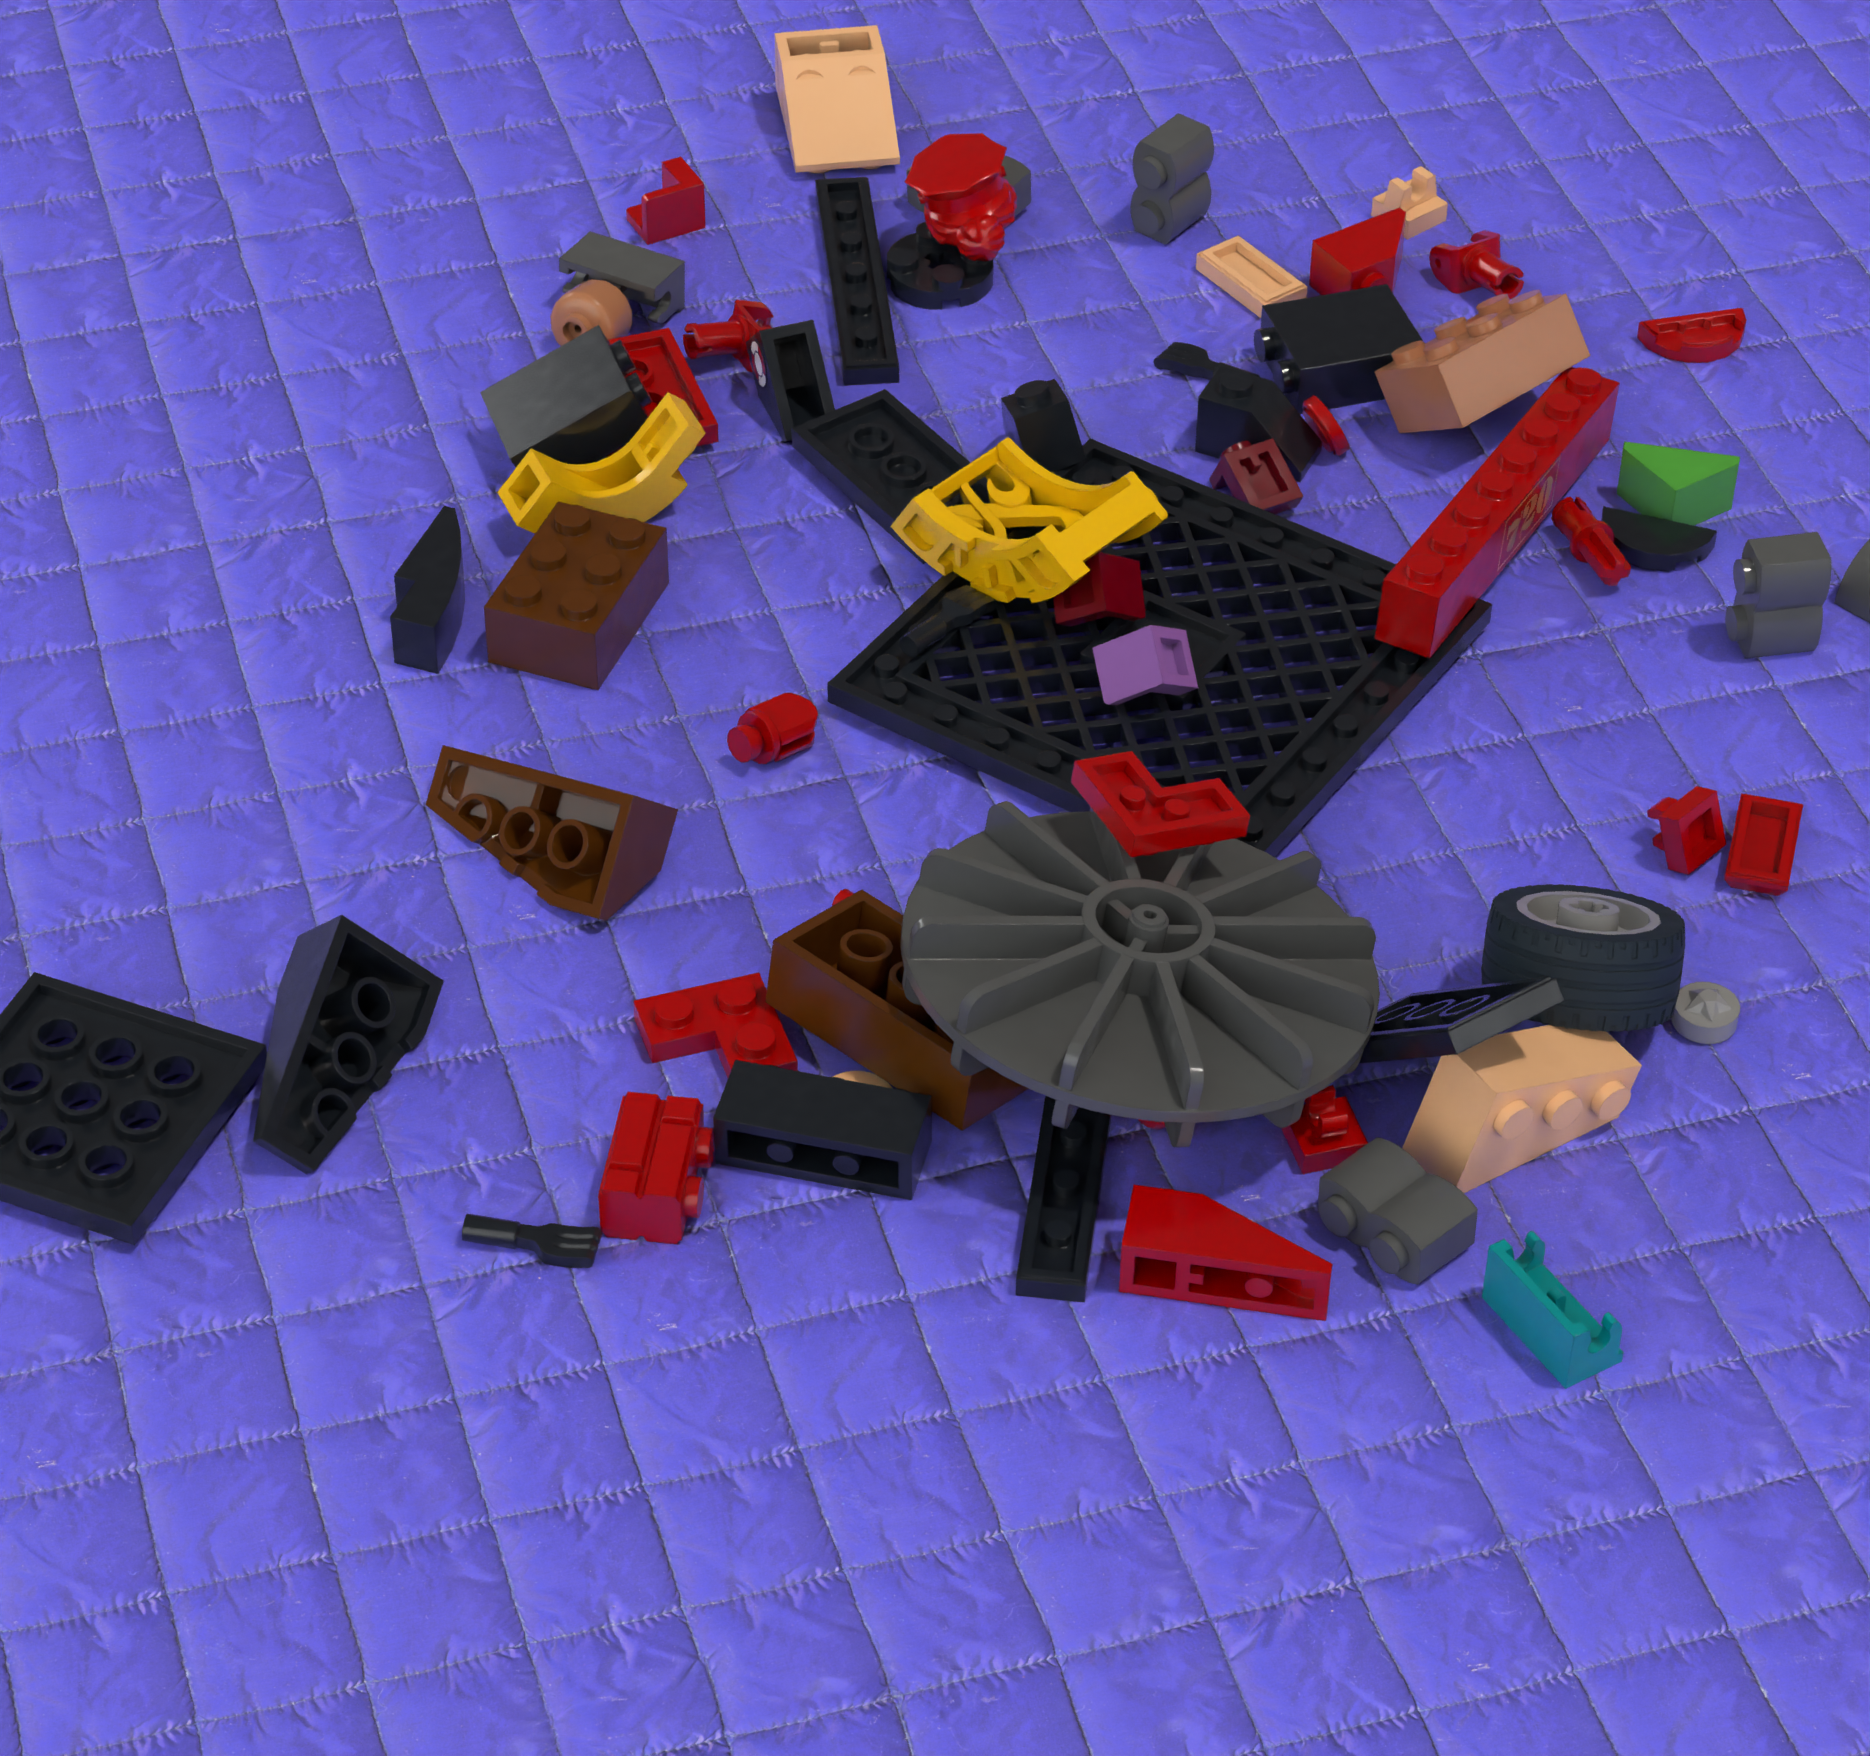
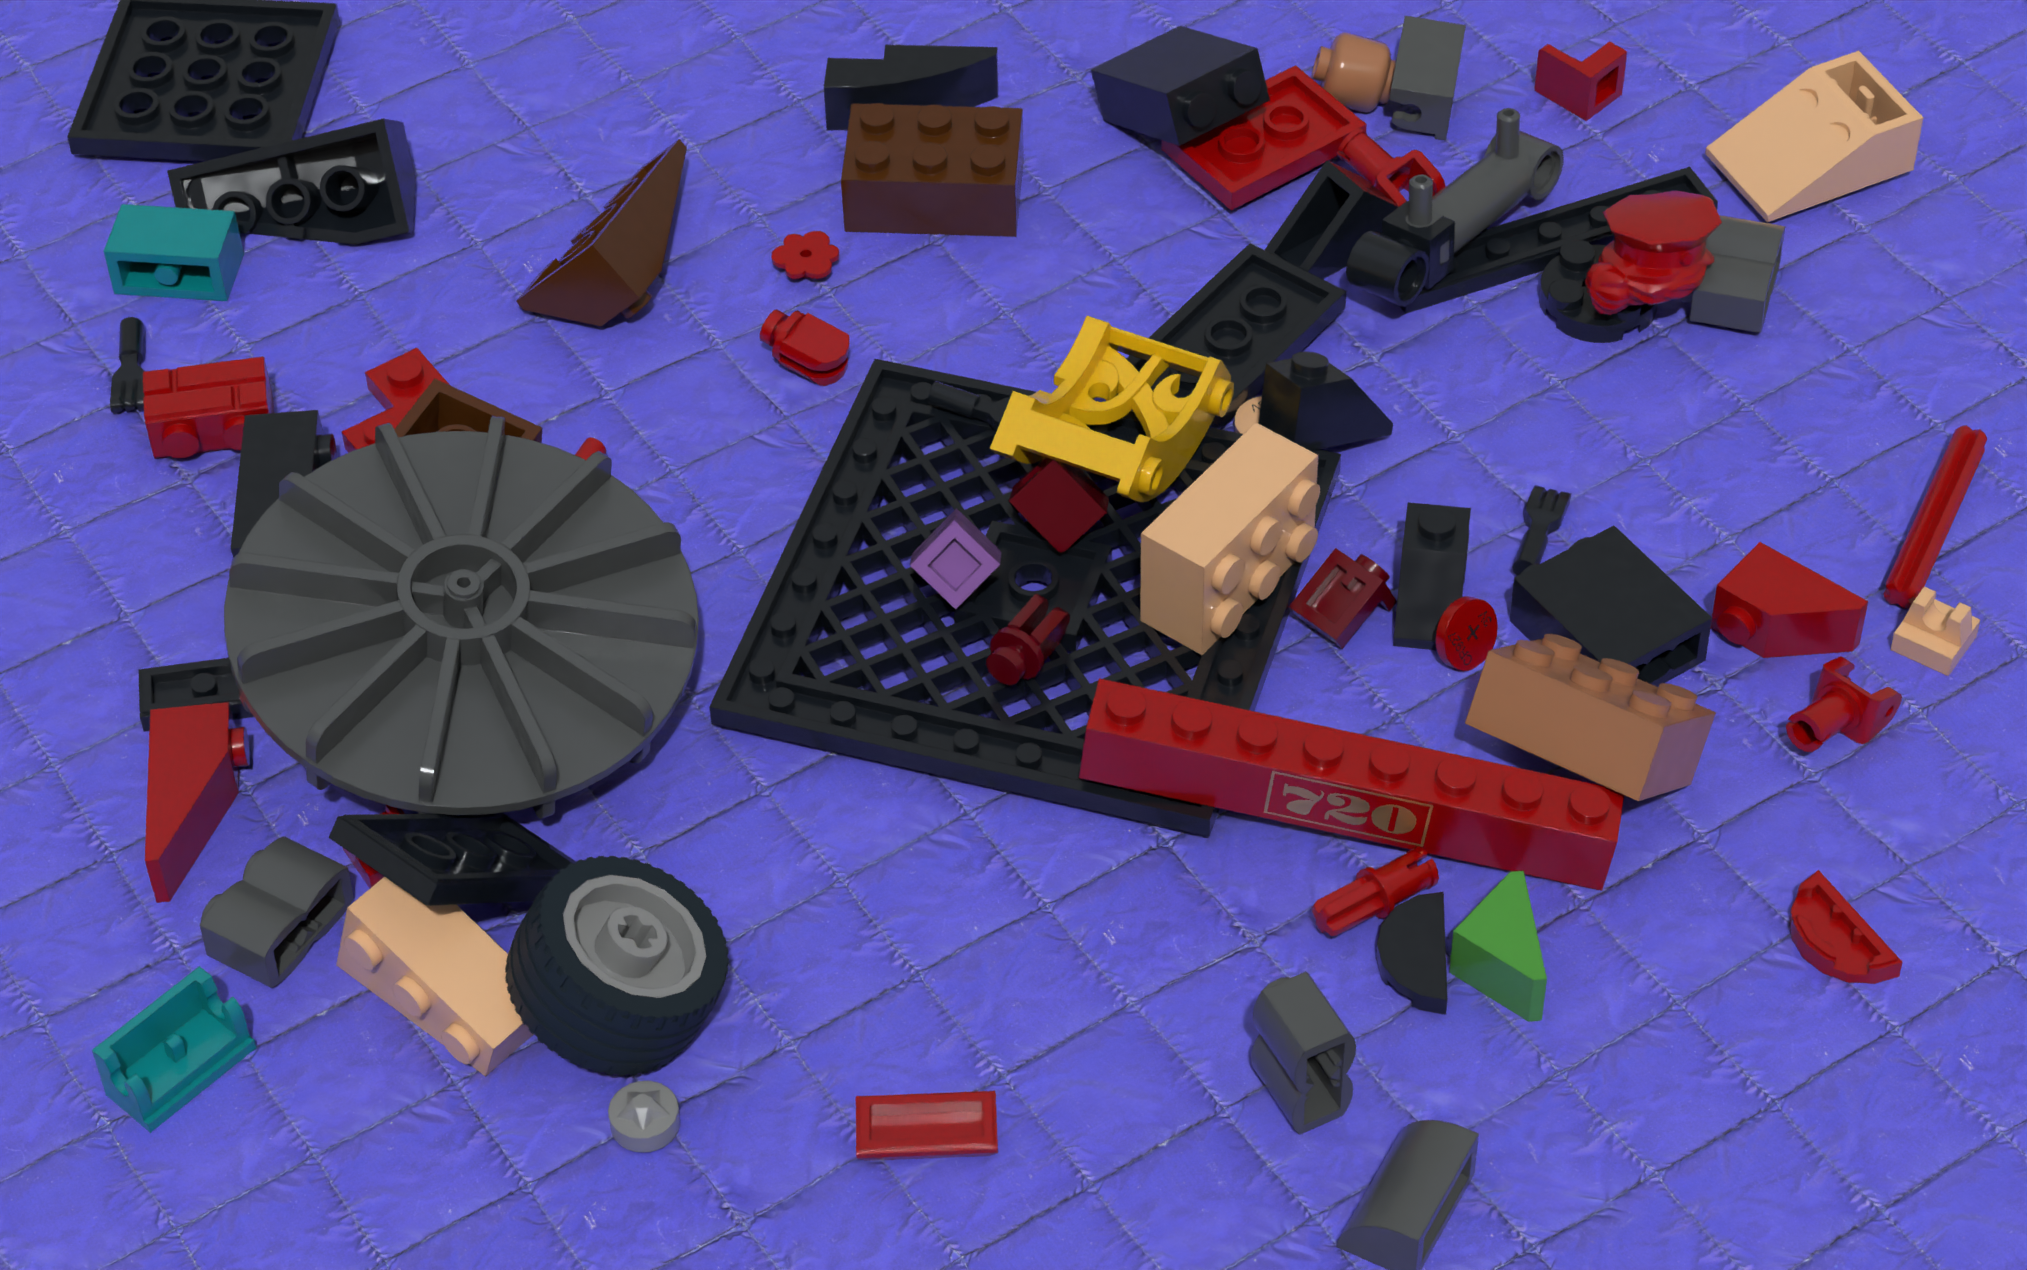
camera: 75 degrees right, 5 degrees up
(380, 1164) = (174, 252): none -> teal brick
(627, 484) = (1086, 144): yellow arch -> none
(634, 712) = (806, 255): none -> red plant
(859, 314) = (1429, 229): none -> piece
(1153, 817) = (606, 550): red plate -> none
(1172, 178) = (1805, 406): dark grey brick -> none
(1223, 487) = (1229, 538): none -> light nougat brick
(1248, 275) = (1724, 530): light nougat tile -> none
(1267, 644) = (1026, 641): none -> dark red arm
(1290, 174) = (1935, 516): none -> red axle
(1689, 829) = (905, 1048): red tile -> none

